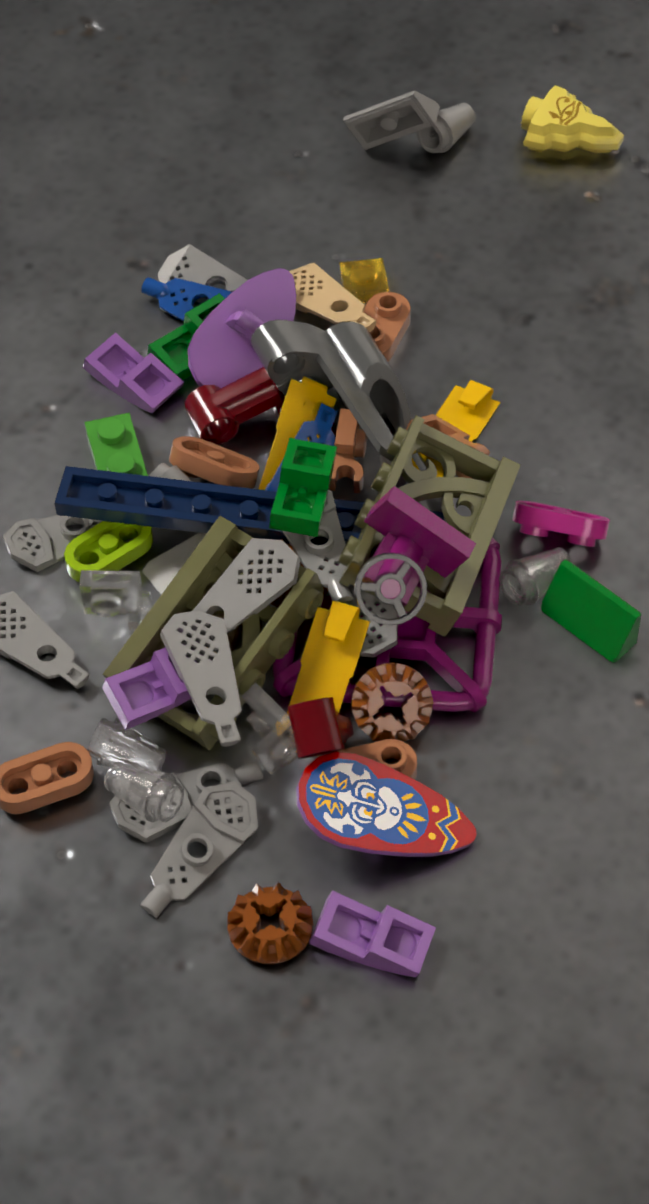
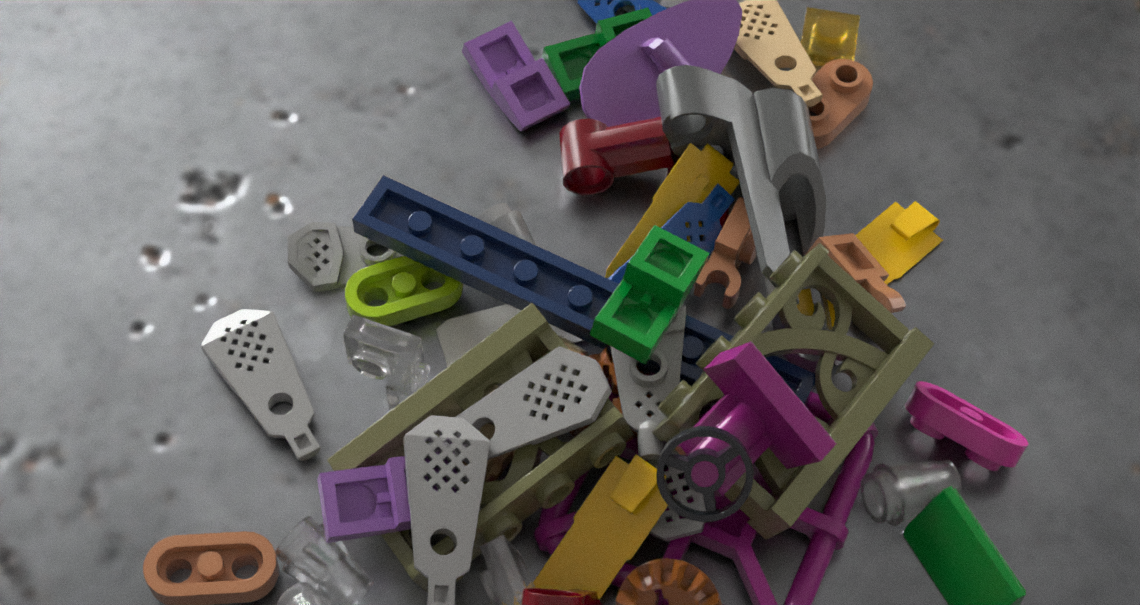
camera: 15 degrees right, 5 degrees up
(115, 445) = (461, 165): bright green plate -> none
(213, 462) = (566, 220): nougat plate -> none

